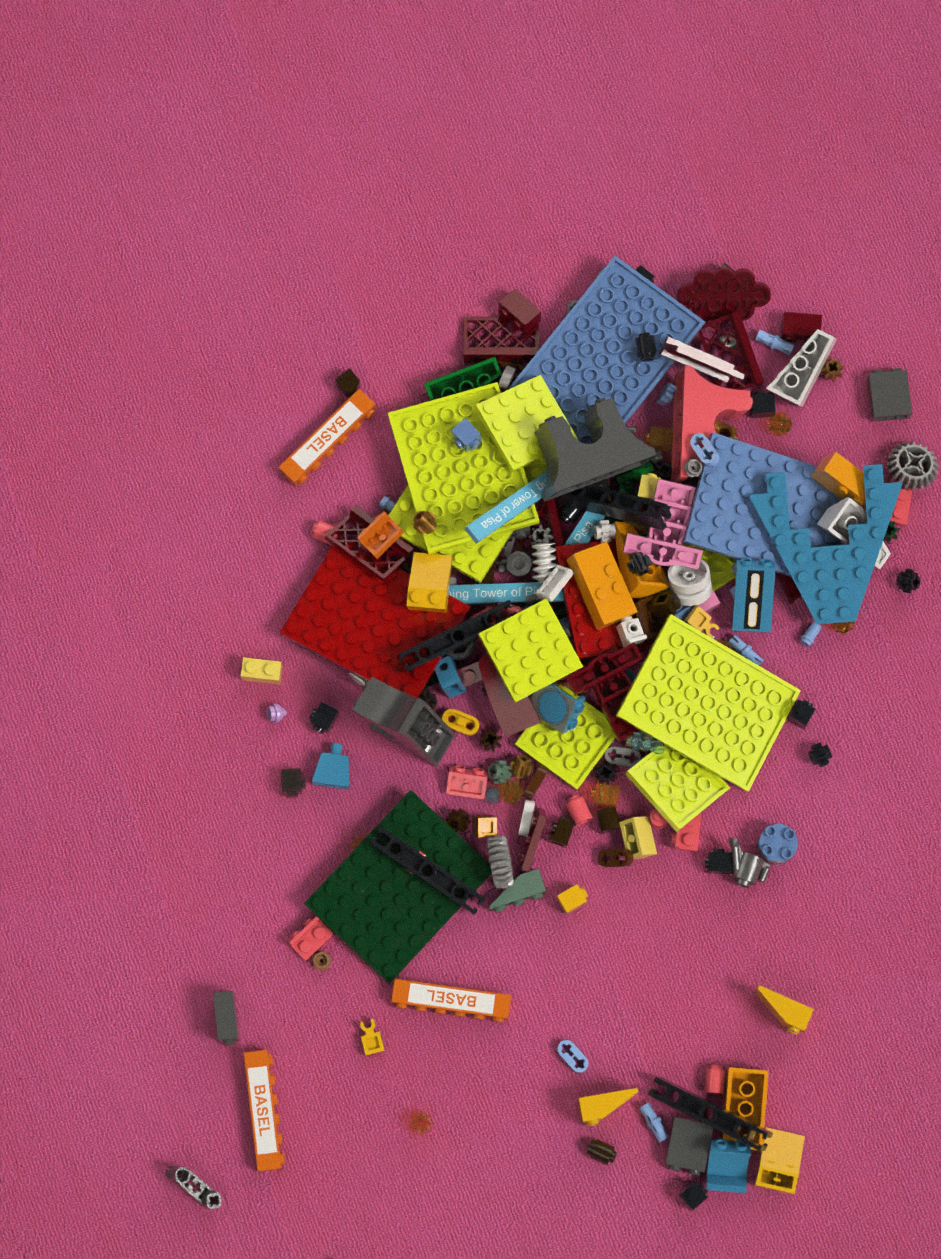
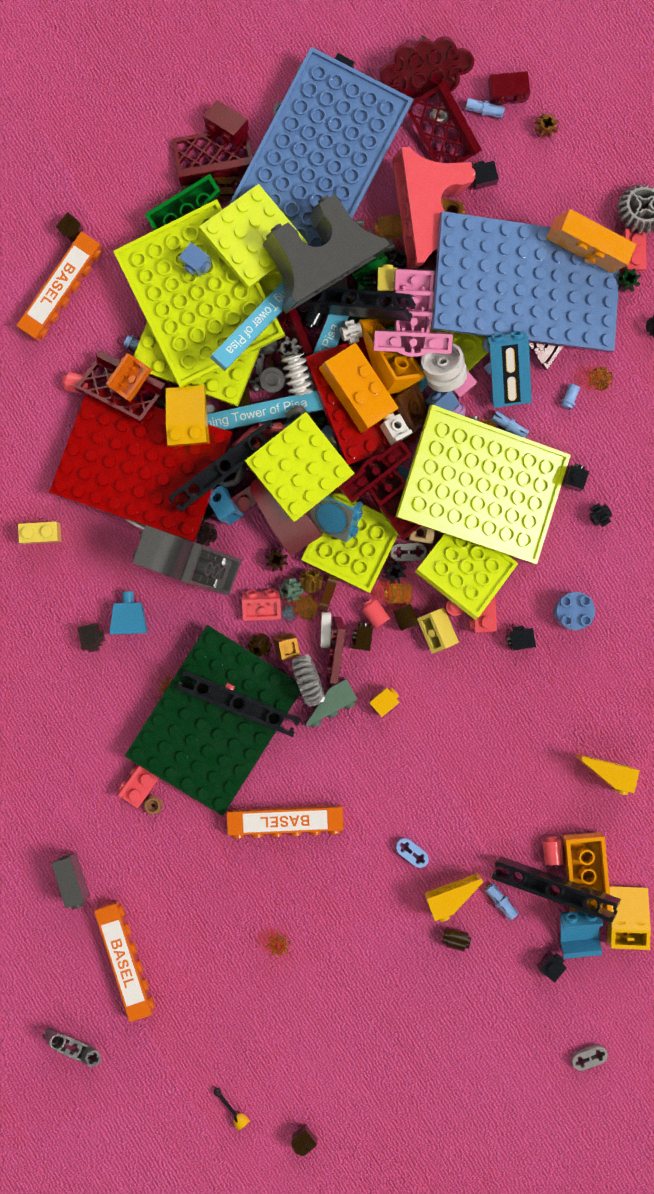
camera: 10 degrees left, 10 degrees up
(275, 713) = (62, 571): lavender plate -> none
(323, 718) = (109, 568): black brick -> none
(371, 1041) = (216, 874): yellow plate -> none
(425, 522) = (170, 356): pearl gold gear -> none
(460, 722) = (244, 547): yellow plate -> none
(506, 377) = (225, 193): light grey beam -> none
(554, 583) = (311, 394): white plate -> none
(615, 862) = (418, 650): reddish brown beam -> none
(637, 743) = (421, 538): clear light blue piece -> none
(639, 564) = (392, 359): black gear -> none
(646, 347) = (359, 135): black brick -> none
(664, 604) = (423, 395): dark brown brick -> none
(666, 394) = (387, 180): light blue plate -> none
(688, 1146) = (538, 920): dark grey brick -> none
(693, 463) = (433, 251): light grey plate -> none
(699, 360) = (415, 139): fence -> none
(700, 620) = (461, 404): yellow plate -> none
(708, 447) = (440, 227): light blue beam -> none
(747, 866) = (548, 639): flat silver piece -> none
(780, 424) = (504, 190): clear yellow gear -> none
(803, 369) = (517, 135): white wedge -> none
(836, 575) = (585, 336): dark azure wing -> none
(847, 513) = (596, 283): white wedge -> none
(889, 395) = (607, 141): dark grey brick -> none

